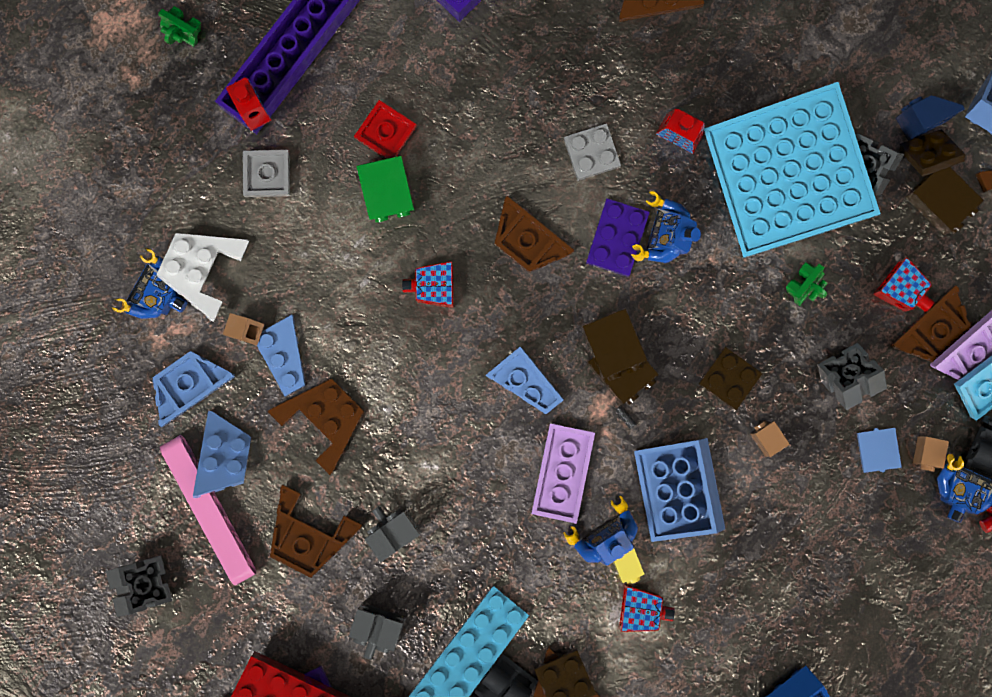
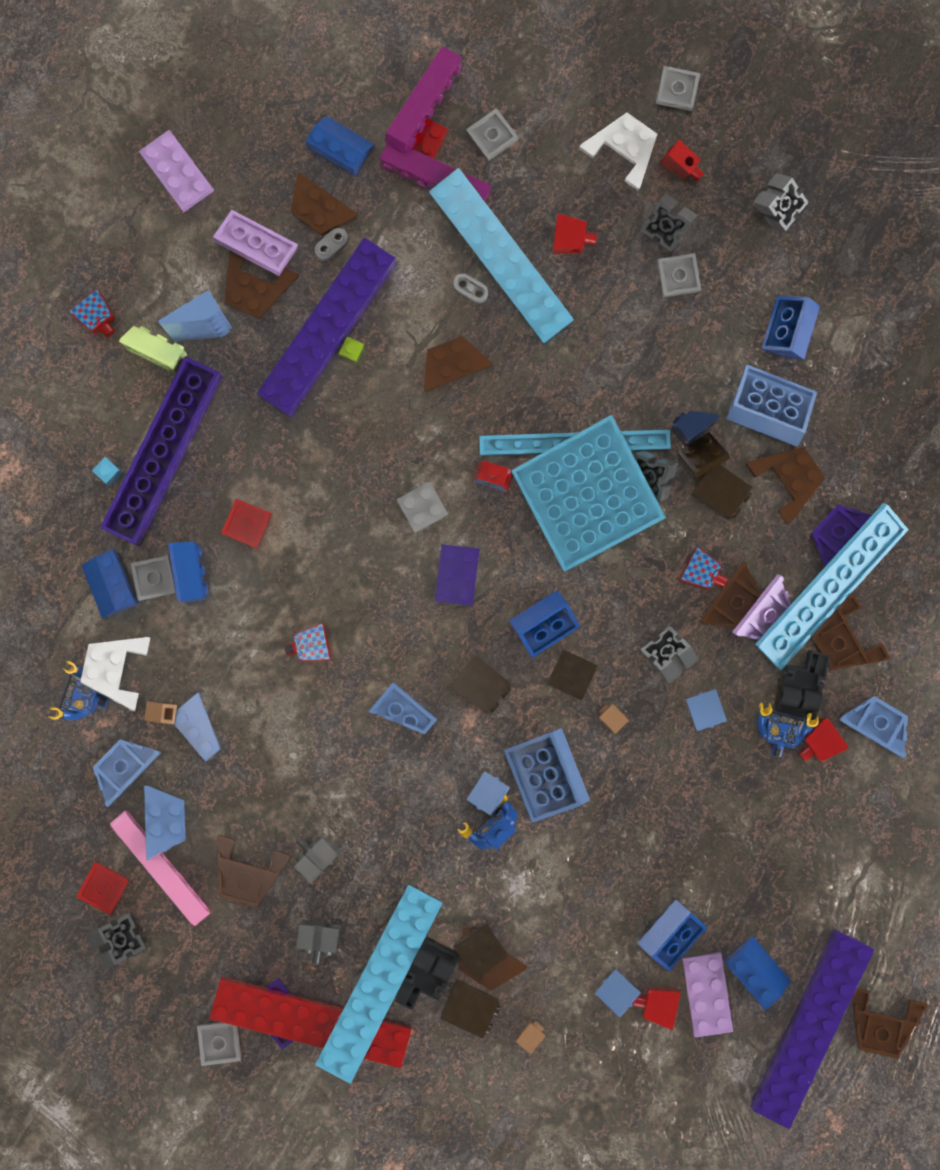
camera: 10 degrees left, 0 degrees up
(136, 520) = (103, 888): none -> red plate
(178, 30) = (55, 471): green hips -> none
(214, 169) = (109, 583): none -> blue slope
(237, 41) = (107, 471): none -> medium azure brick
(247, 101) = (128, 526): red torso -> none
(307, 172) = (188, 571): none -> blue slope
(330, 412) = (246, 767): reddish brown wing -> none
(385, 188) = (255, 572): green brick -> none
(527, 239) = (382, 591): reddish brown wing -> none
(563, 473) = (448, 780): lavender plate -> none
(607, 497) = (488, 793): none -> medium blue piece
(614, 345) = (468, 667): dark brown brick -> none
(625, 417) = (493, 725): flat silver piece -> none
(629, 568) = (516, 847): light yellow brick -> none
(642, 610) = (535, 880): torso -> none
(670, 234) = (499, 564): blue torso -> none
(710, 312) = (544, 623): none -> blue slope
(740, 103) = (540, 443): none -> medium azure plate
(813, 276) = (624, 585): green hips -> none
(930, 453) = (747, 705): medium nougat brick -> none

